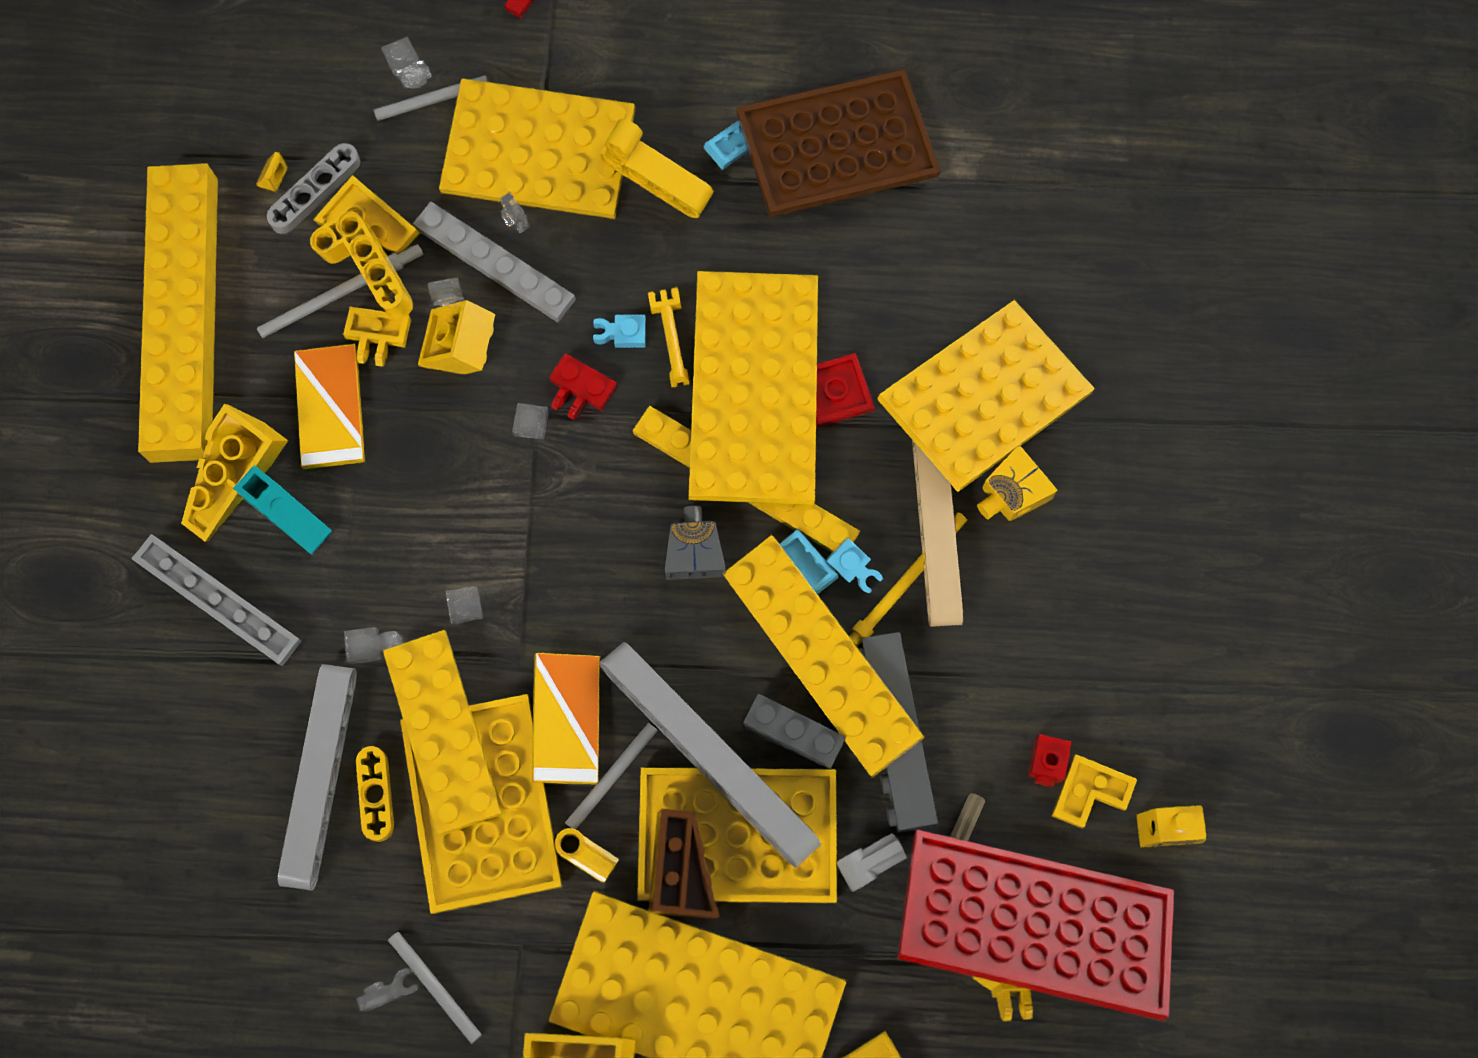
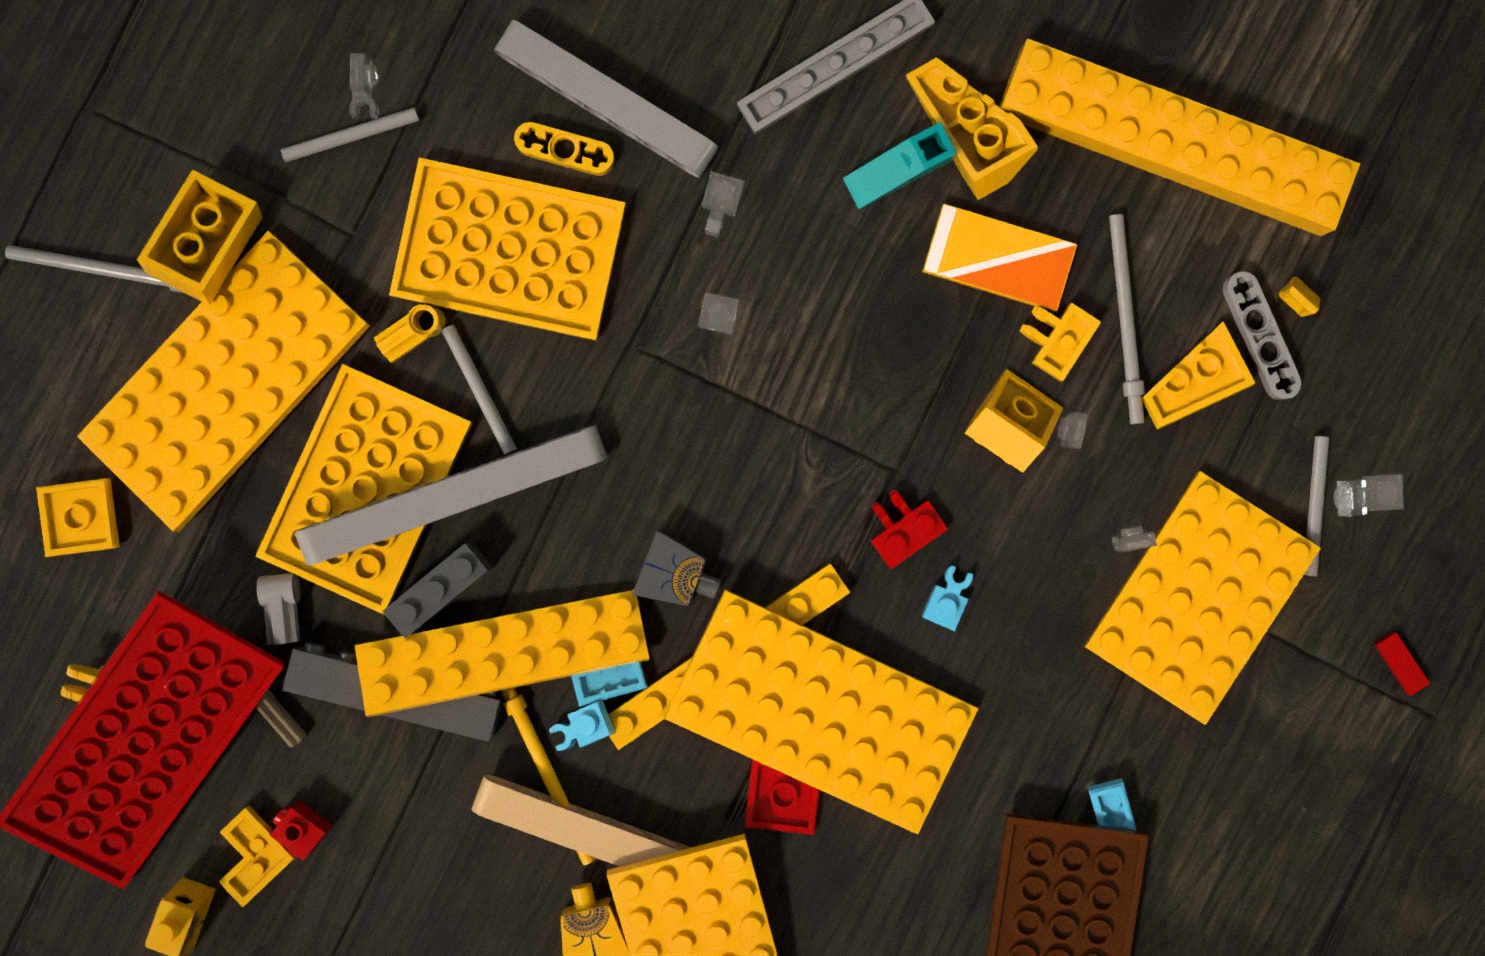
camera: 105 degrees right, 15 degrees up
(371, 266) = (1133, 358): yellow beam -> none
(442, 733) = (592, 238): yellow plate -> none
(494, 262) = (1089, 496): light grey plate -> none
(530, 421) = (889, 461): clear plate -> none
(565, 719) = (553, 367): tile -> none
(653, 170) = (1111, 712): yellow beam -> none
(666, 307) = (871, 638): yellow hinge -> none
(679, 868) = (344, 415): reddish brown wedge -> none

